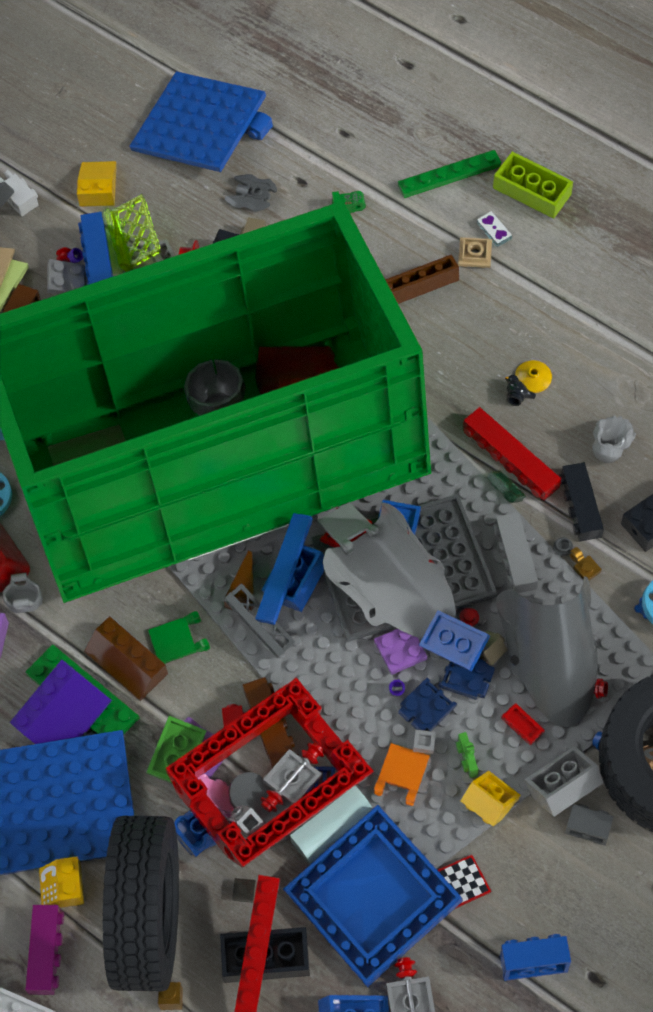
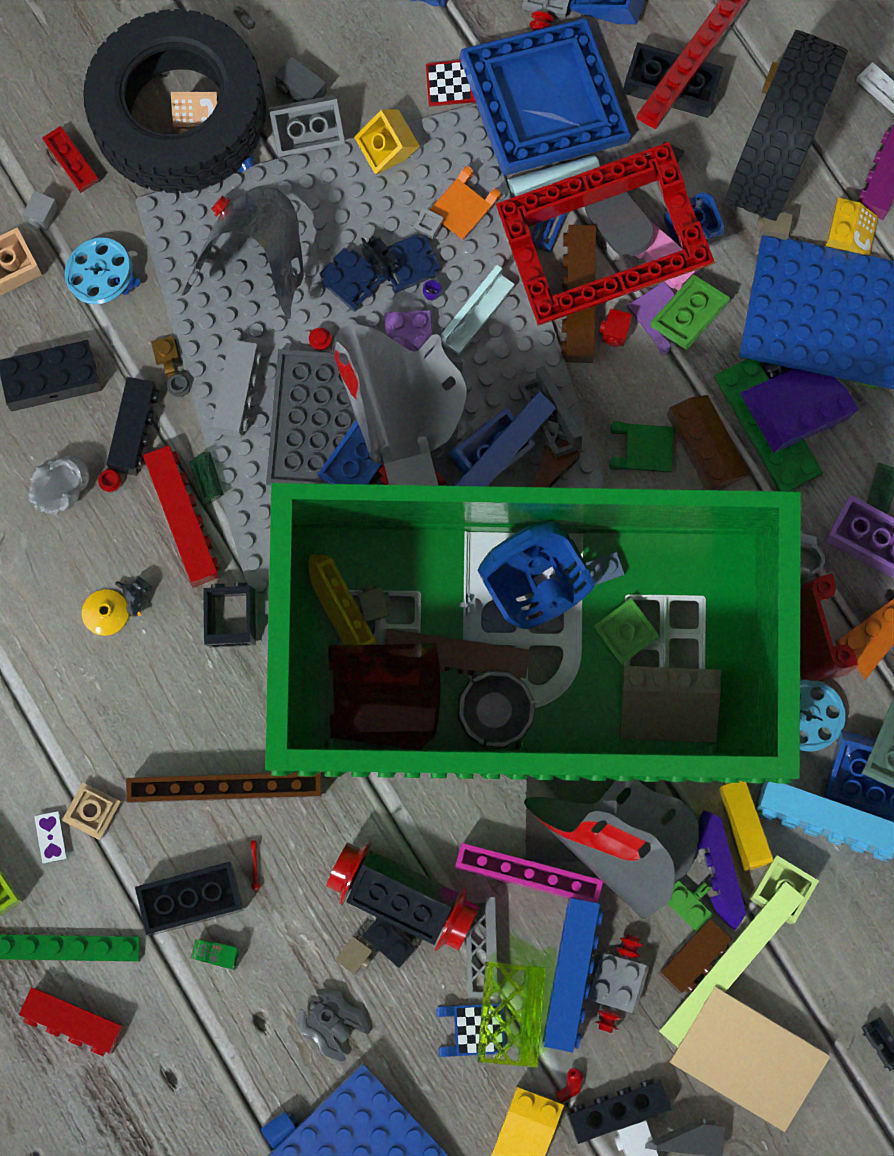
camera: 165 degrees left, 15 degrees up
(39, 210) = (656, 1105): none -> black brick
(71, 255) = (596, 1000): dark purple hinge -> none
(75, 214) = (573, 1085): none -> red arm
(160, 221) = (467, 1030): none -> flag
(246, 820) = (647, 196): light grey brick -> none
(292, 777) = (581, 229): light grey plate -> none
(352, 686) = (476, 311): none -> light aqua fence
(386, 218) = (189, 899): none -> black brick
(424, 135) = (70, 1020): none -> red brick
(441, 382) = (212, 639): none -> black window
(454, 640) = (351, 304): blue plate -> none
(458, 698) = (374, 250): none -> black hinge
(467, 749) = (390, 185): bright green plate -> none
(494, 648) = (315, 292): dark tan brick -> none
(522, 724) = (318, 206): red tile -> none
(578, 457) = (109, 480): none -> red plate

